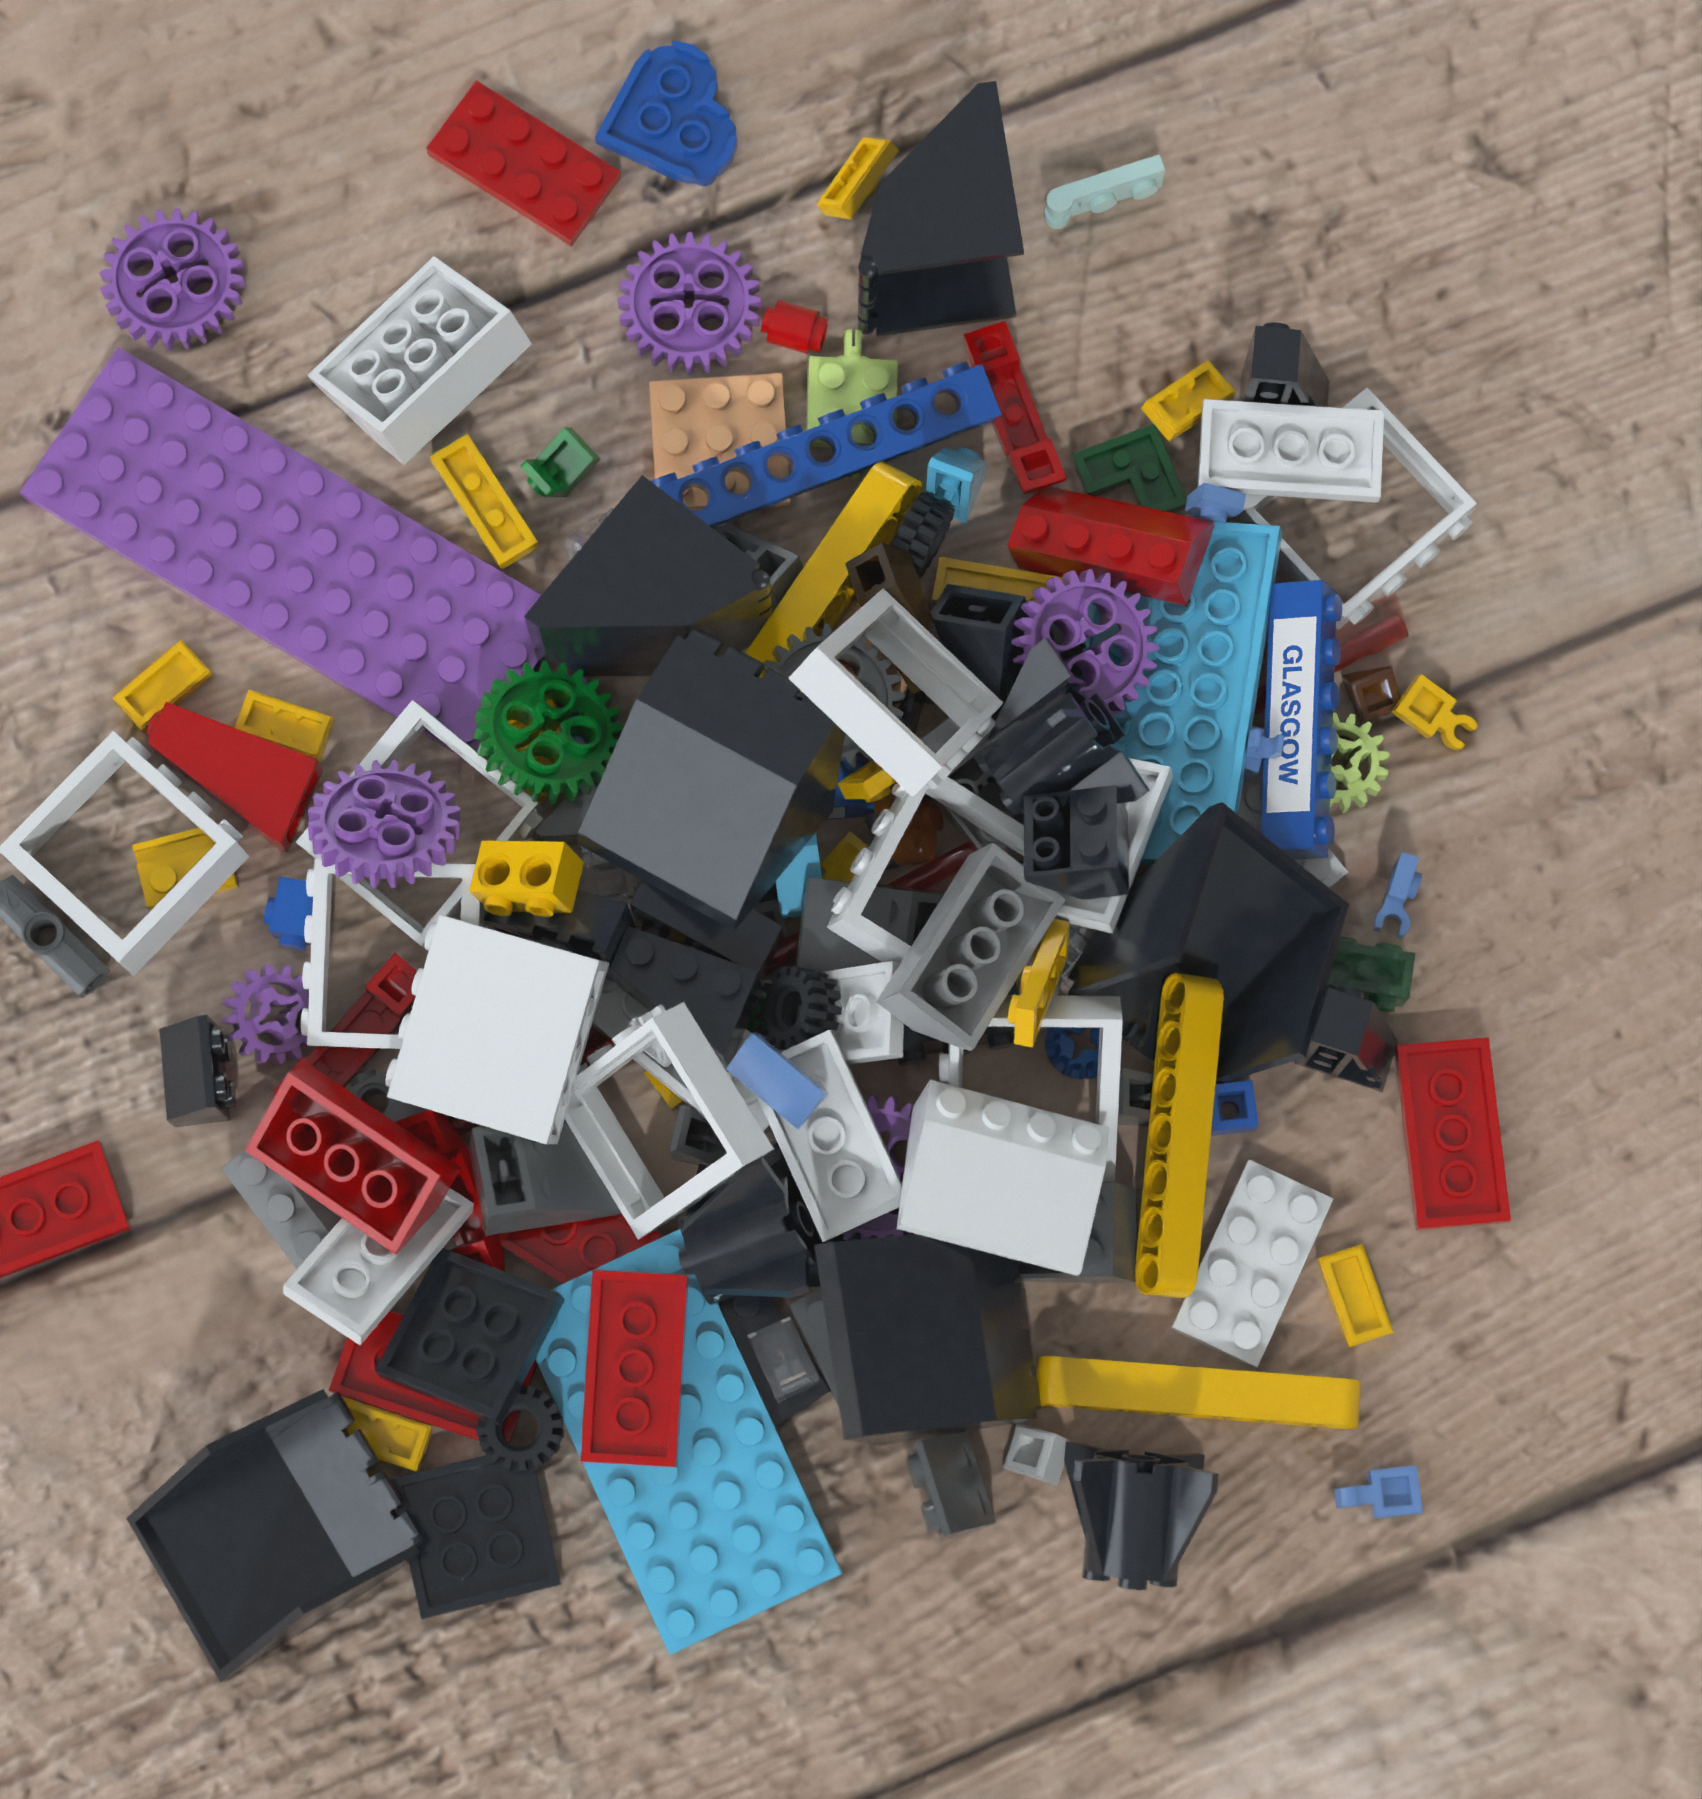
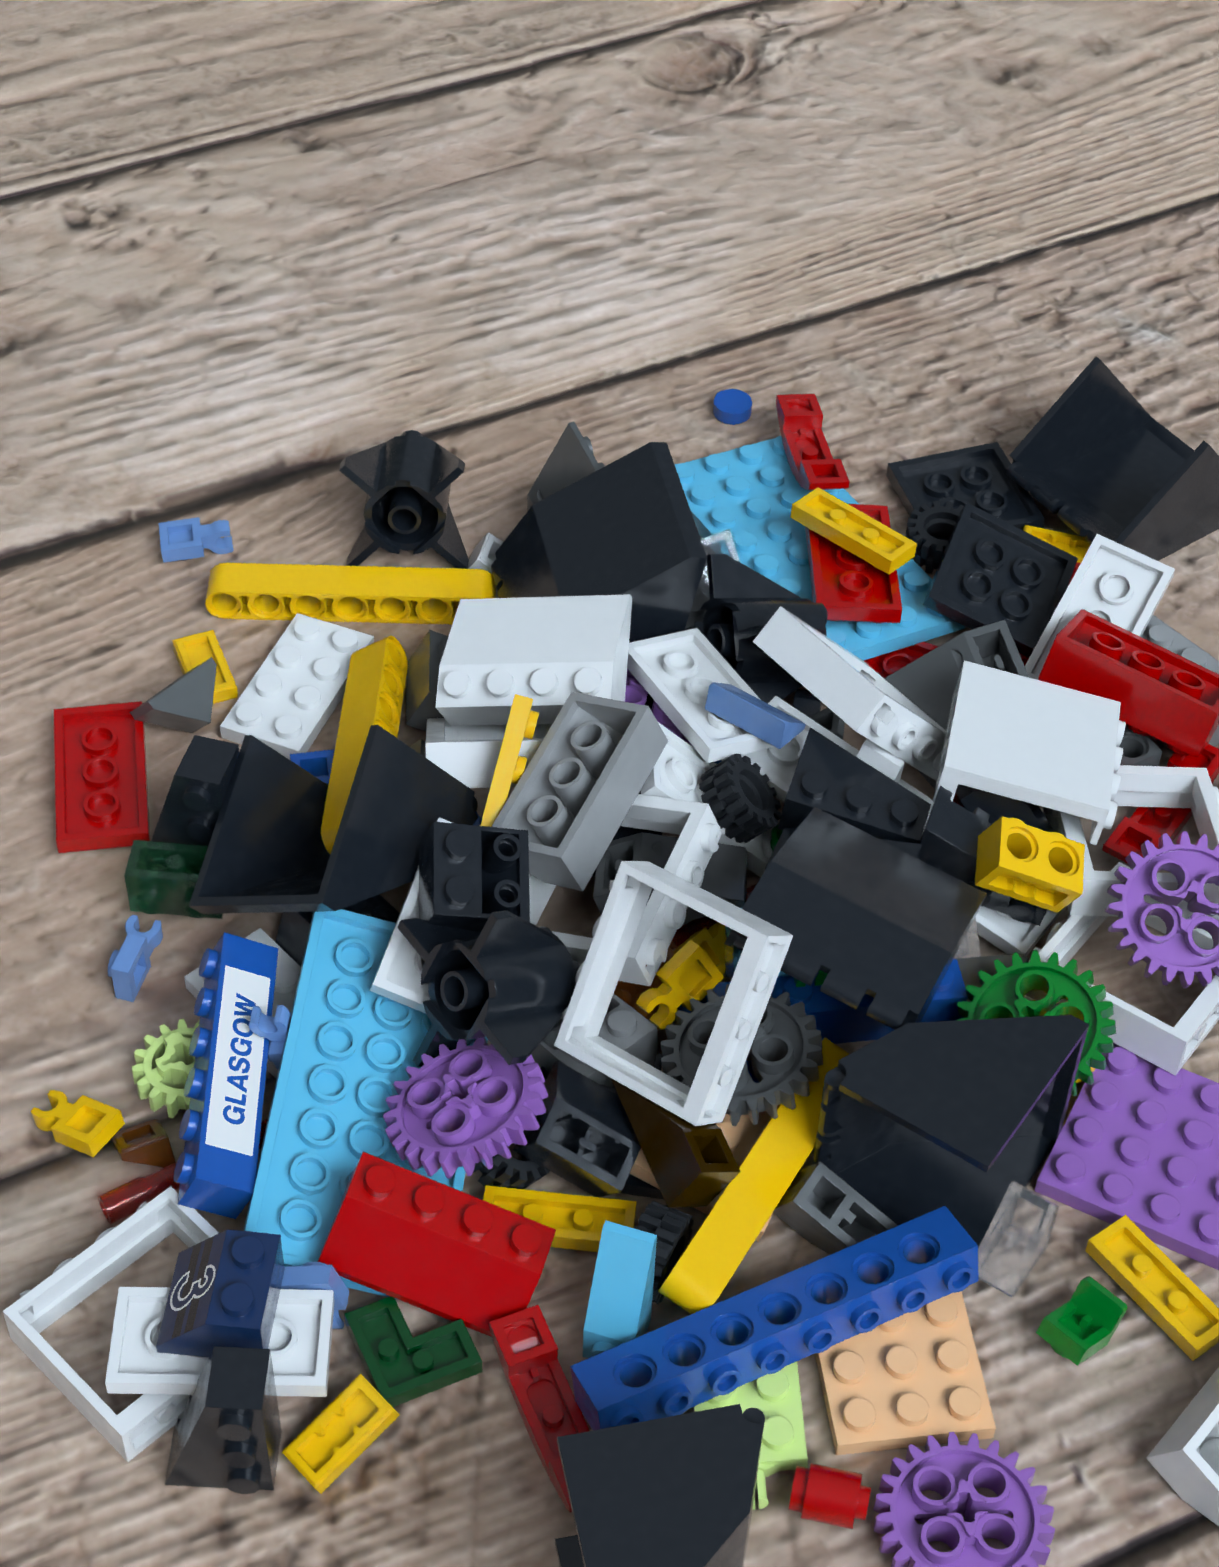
camera: 175 degrees right, 30 degrees down
(631, 1388) = (853, 530): none -> yellow plate
(655, 1583) = (806, 445): none -> red slope
(733, 1719) = (732, 406): none -> blue tile
(1293, 463) = (223, 1294): none -> dark blue slope
(1377, 1214) = (184, 703): none -> dark grey slope

